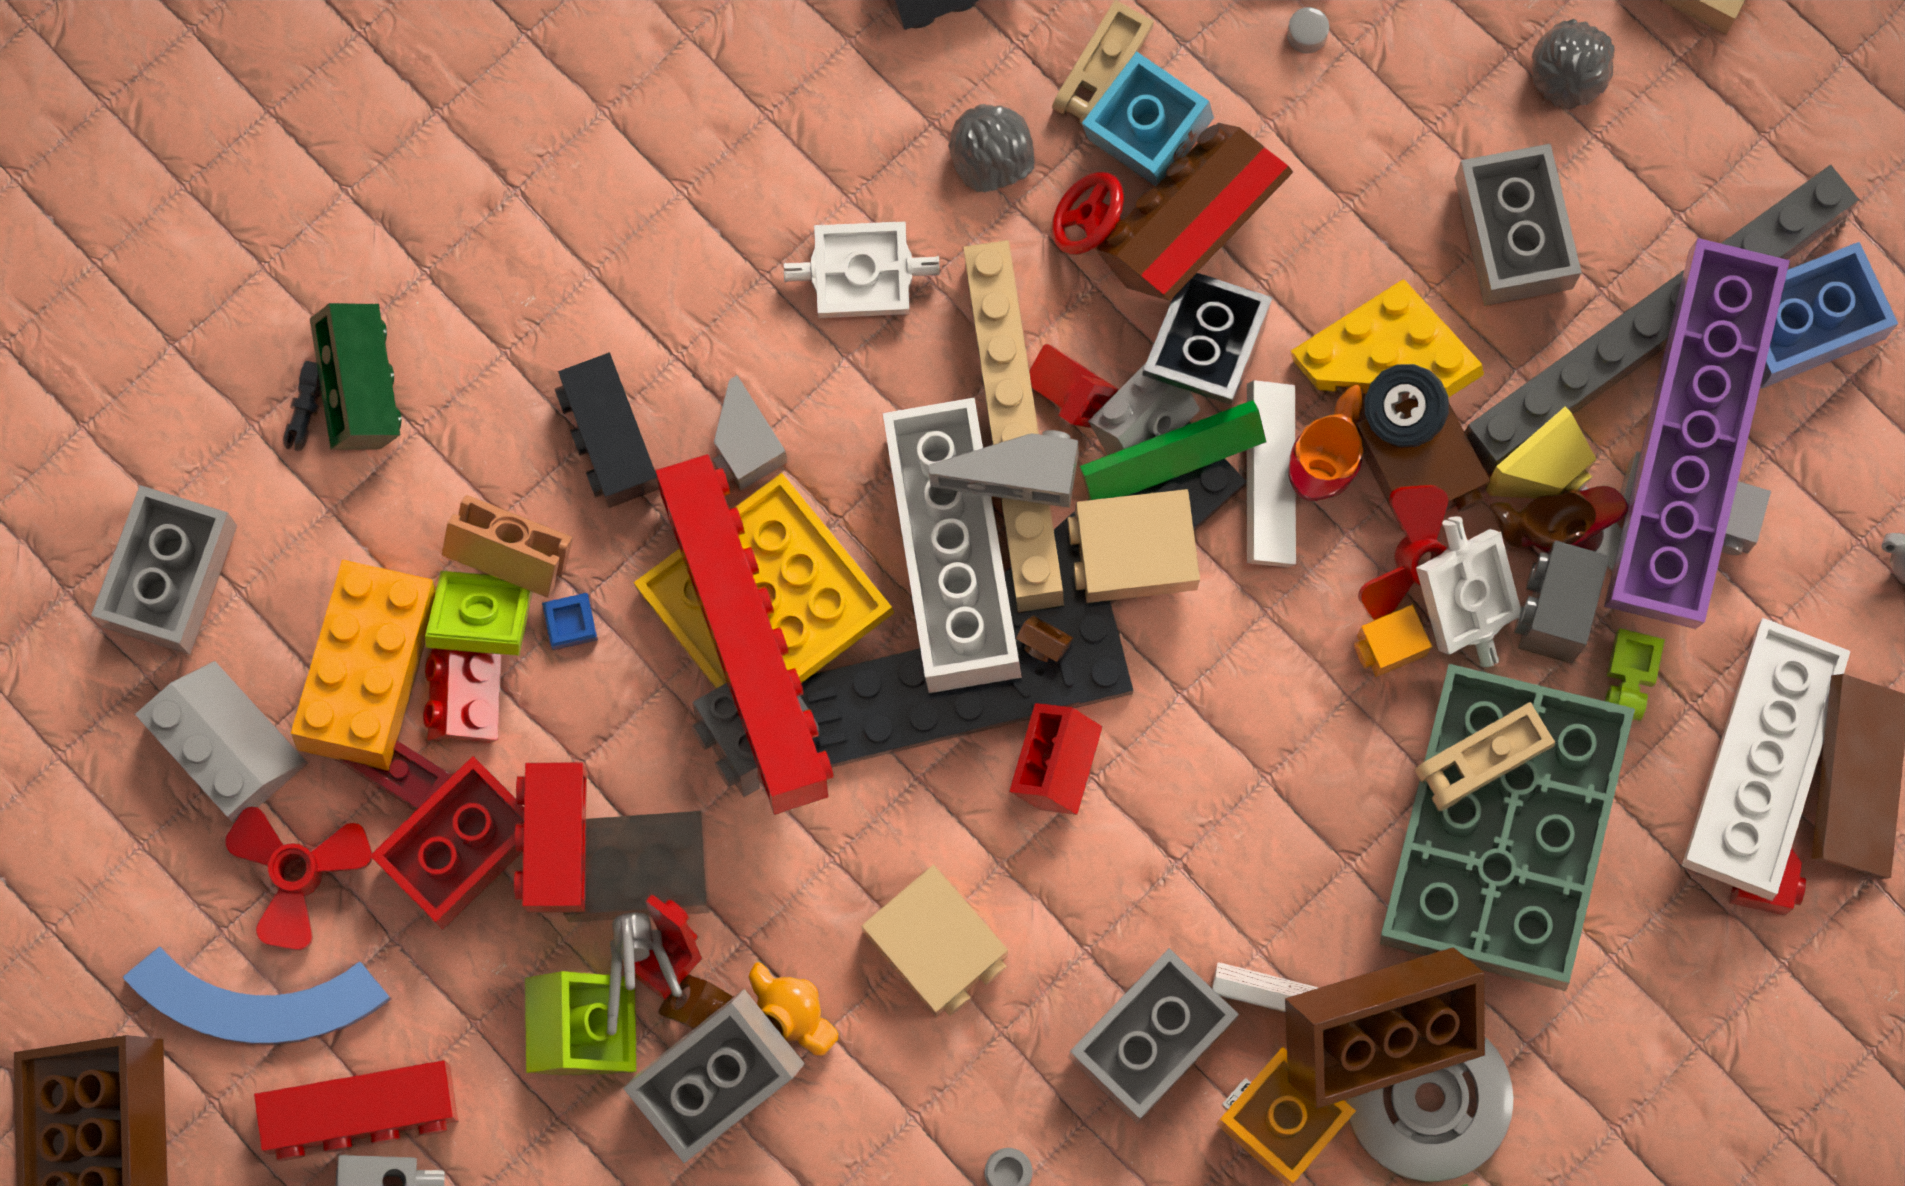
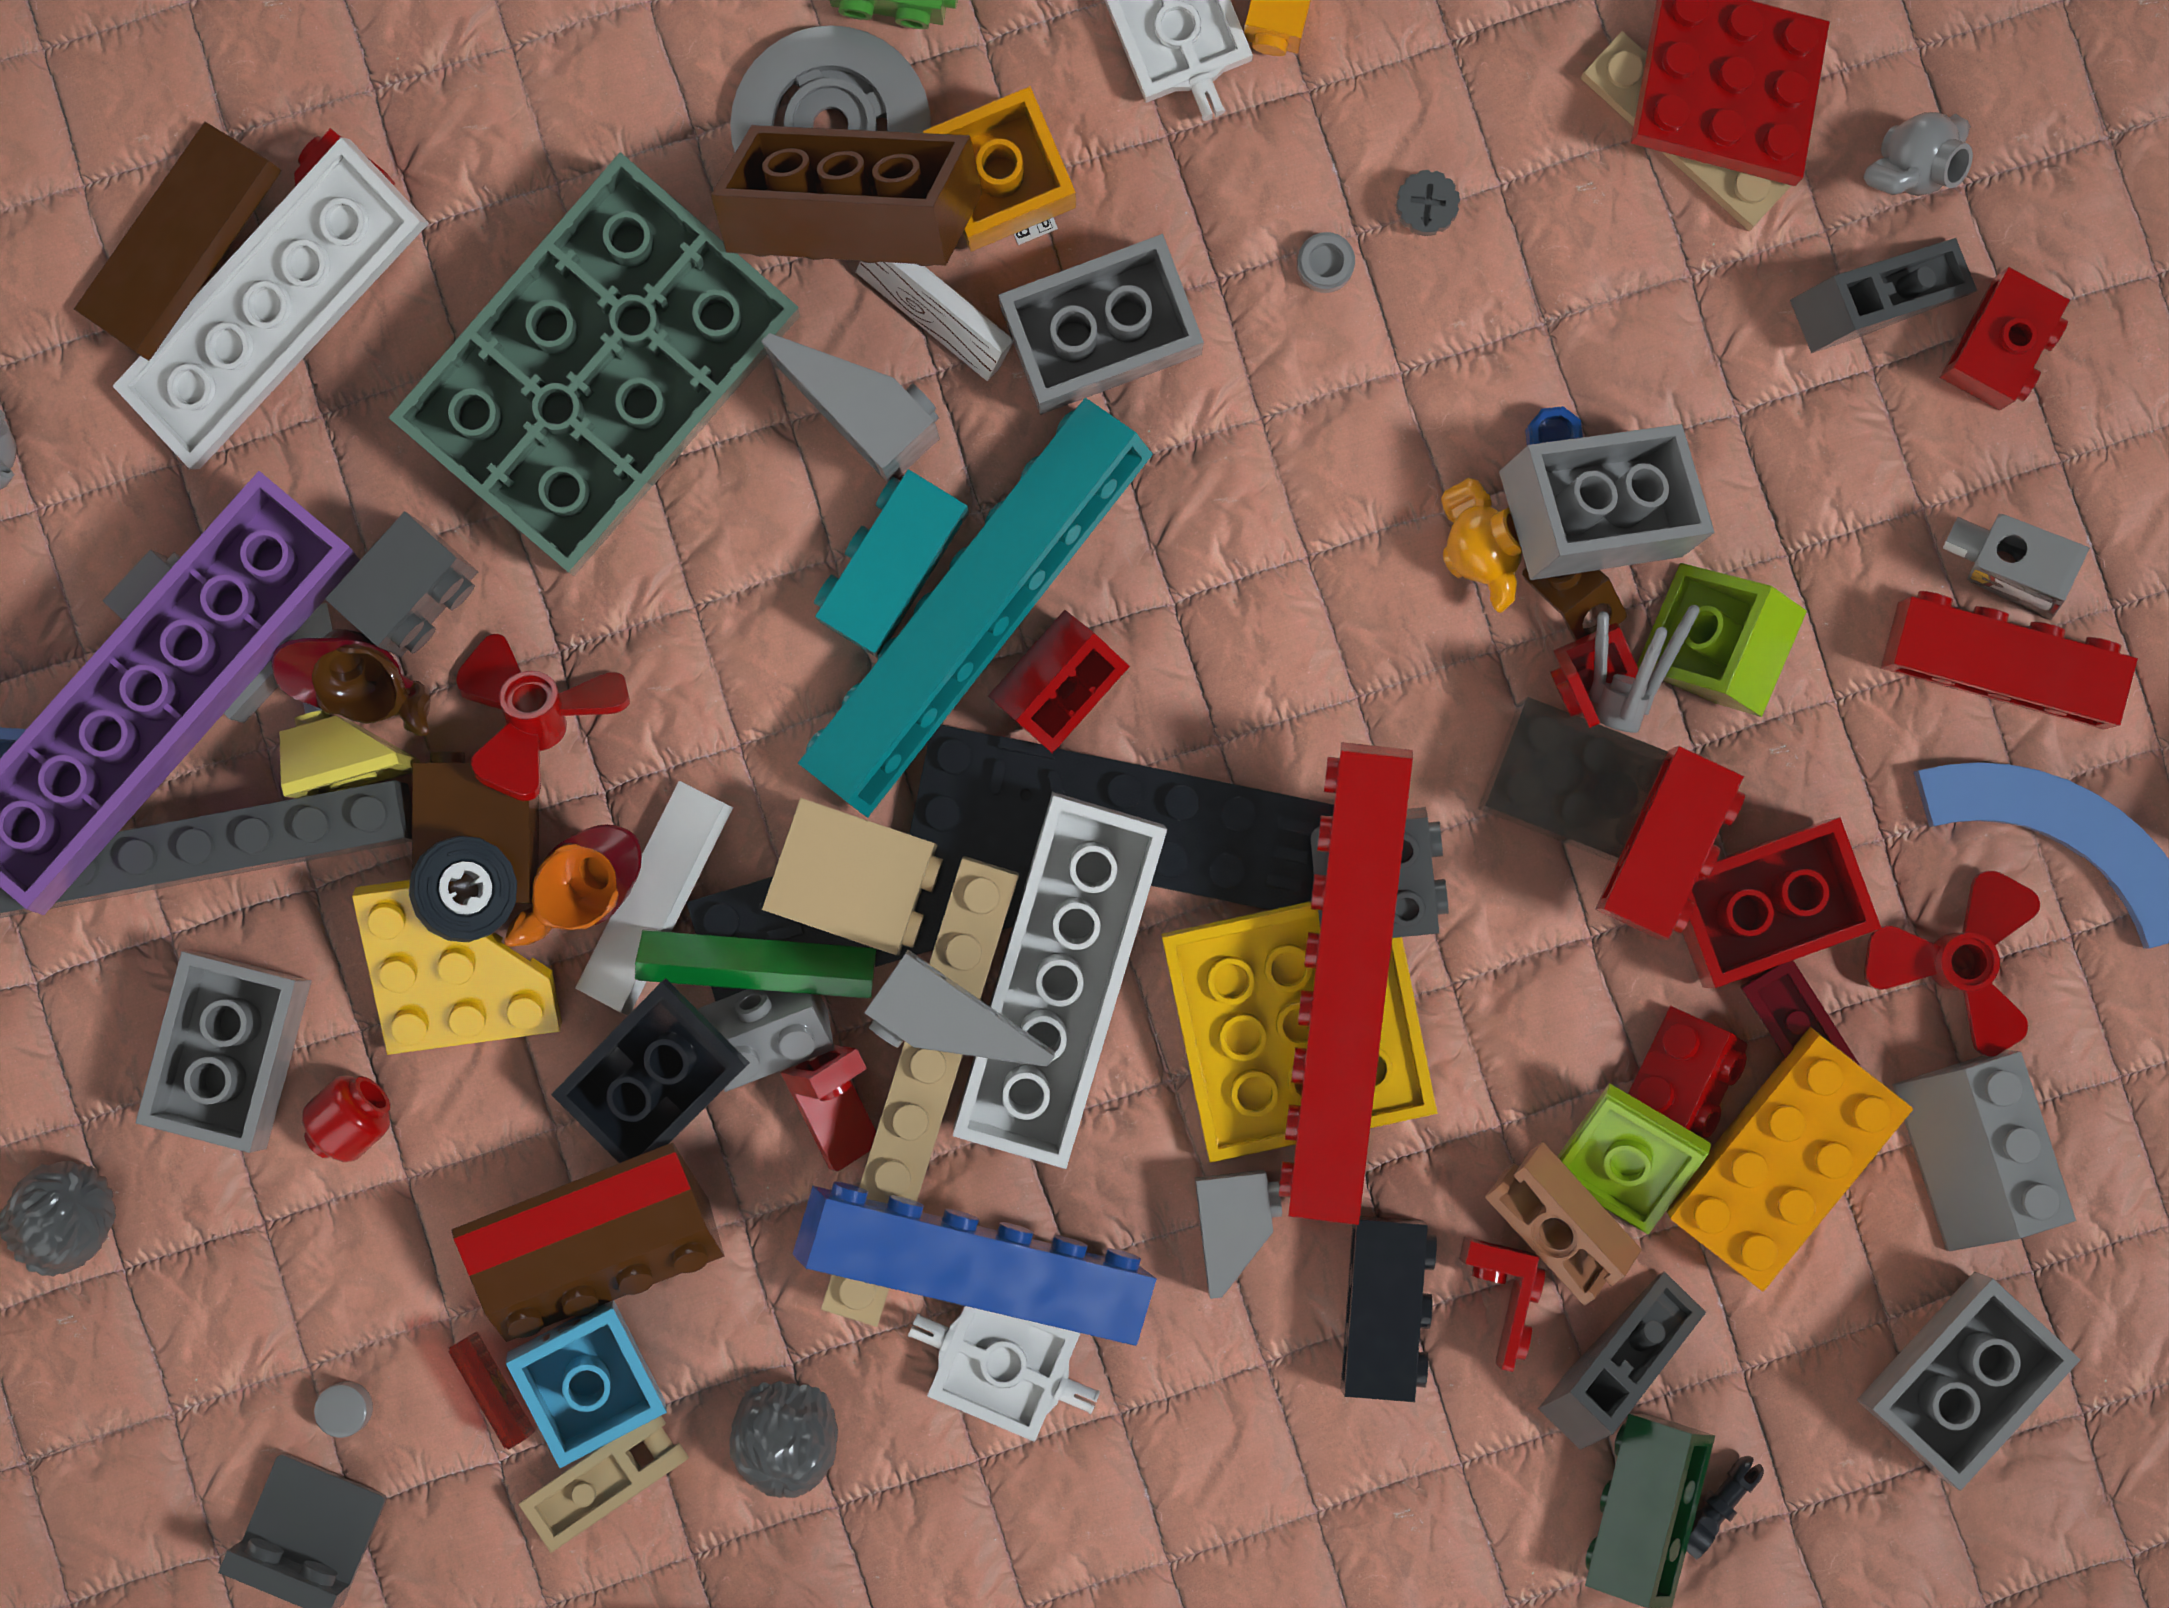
camera: 150 degrees left, 10 degrees up
(419, 471) = (1622, 1363): none -> dark grey slope
(544, 496) = (1493, 1264): none -> red bracket
(569, 621) = (1527, 1106): blue tile -> none
(775, 1120) = (1553, 425): none -> blue tile
(915, 317) = (974, 1264): none -> blue brick
(936, 942) = (1288, 543): tan brick -> none
(1043, 640) = (1007, 819): reddish brown plate -> none
(1092, 215) = (704, 1296): red piece -> none
(1143, 787) = (975, 606): none -> teal brick
(1213, 86) = (491, 1390): none -> clear red tile
(1222, 790) = (890, 561): none -> teal brick
(1294, 887) = (868, 408): none -> light grey slope
(1392, 641) = (616, 638): light orange brick -> none
(1408, 221) = (346, 1118): none -> red head
(1469, 591) = (501, 646): white plate -> none
(1486, 755) = (581, 441): tan plate -> none
(1635, 662) = (356, 489): lime plate -> none

